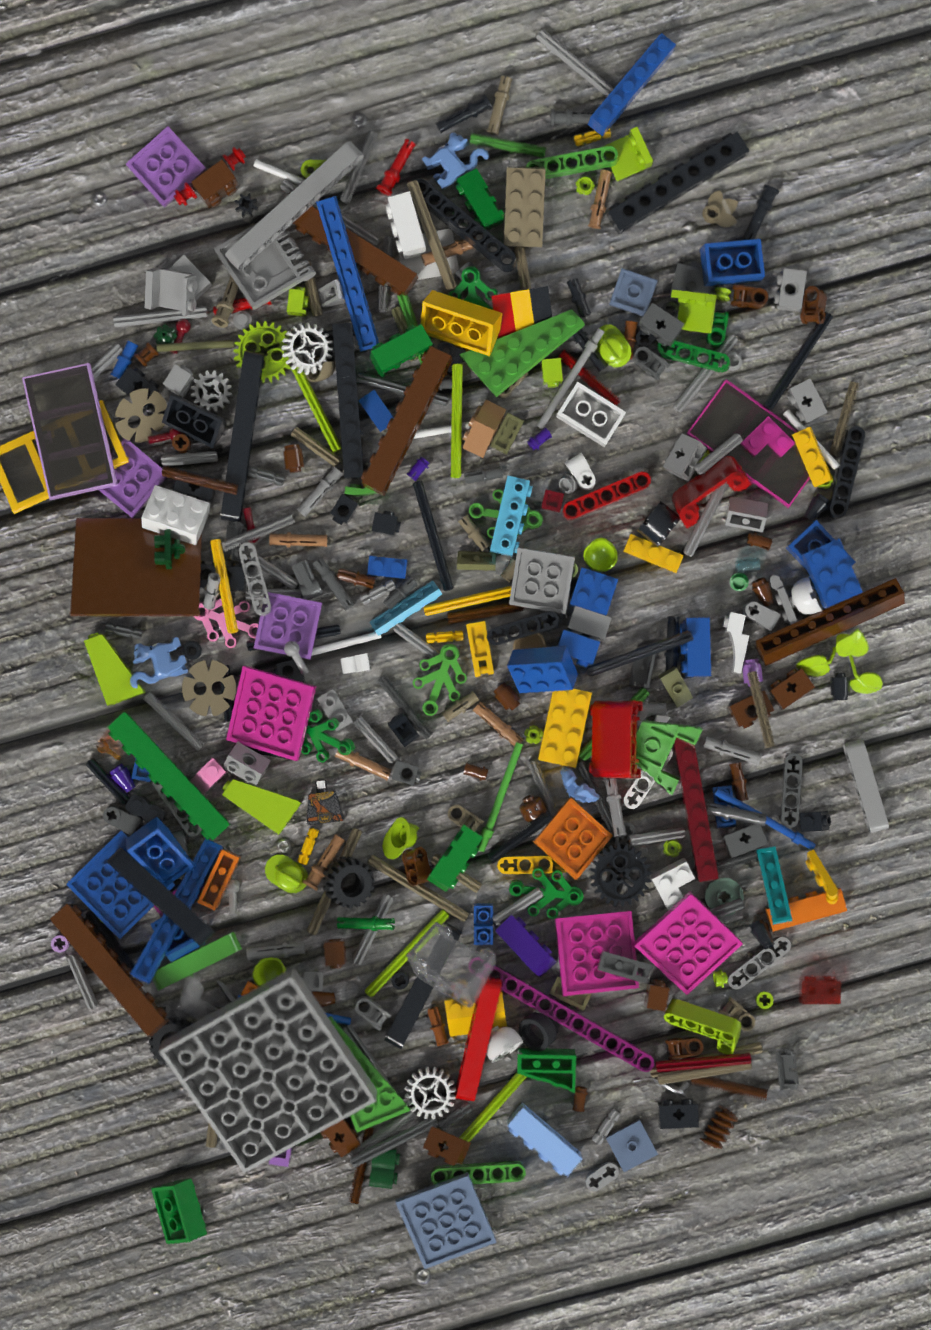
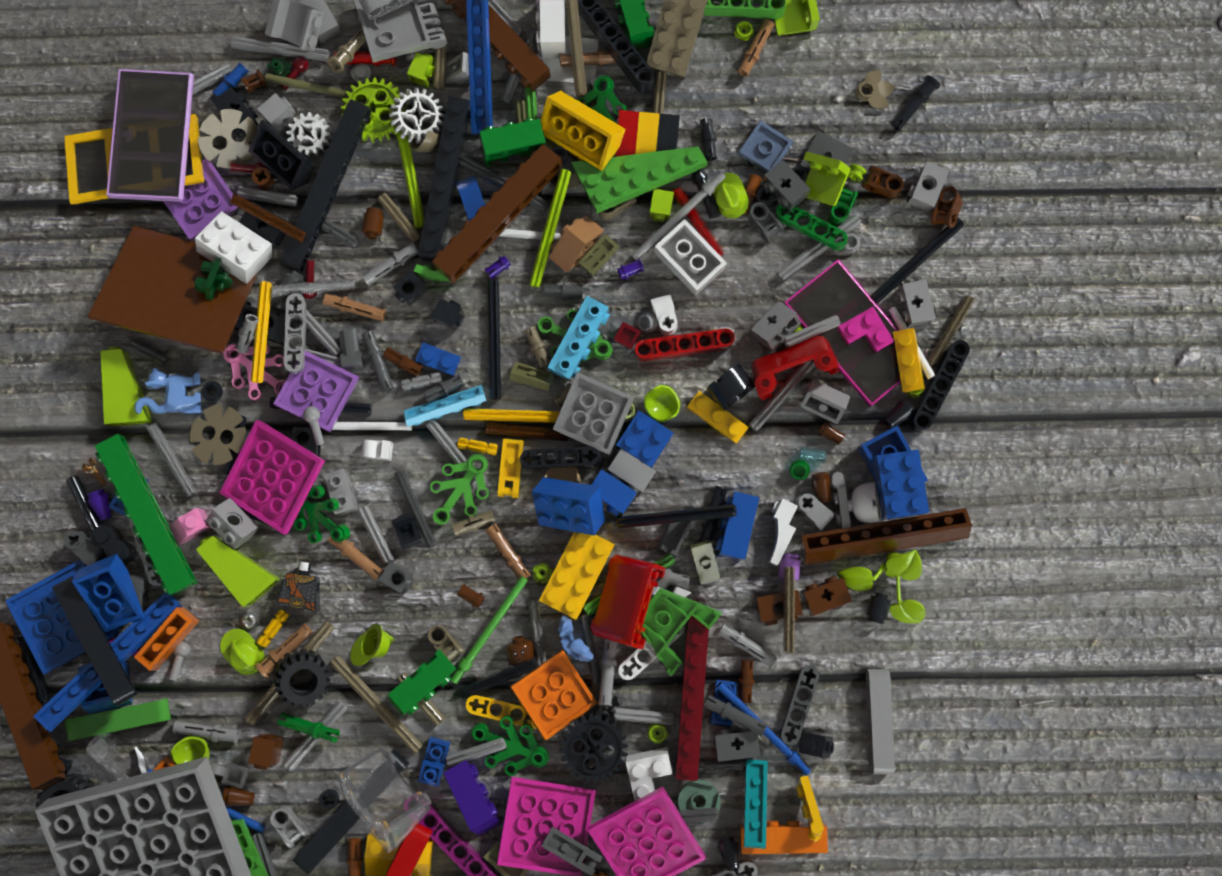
camera: 10 degrees right, 5 degrees down
(401, 959) = (332, 778): lime axle -> none
(417, 867) = (379, 682): reddish brown piece -> none
(507, 696) = (525, 525): reddish brown brick -> none
(732, 142) = (850, 53): black brick -> none
(732, 262) = (875, 142): blue brick -> none

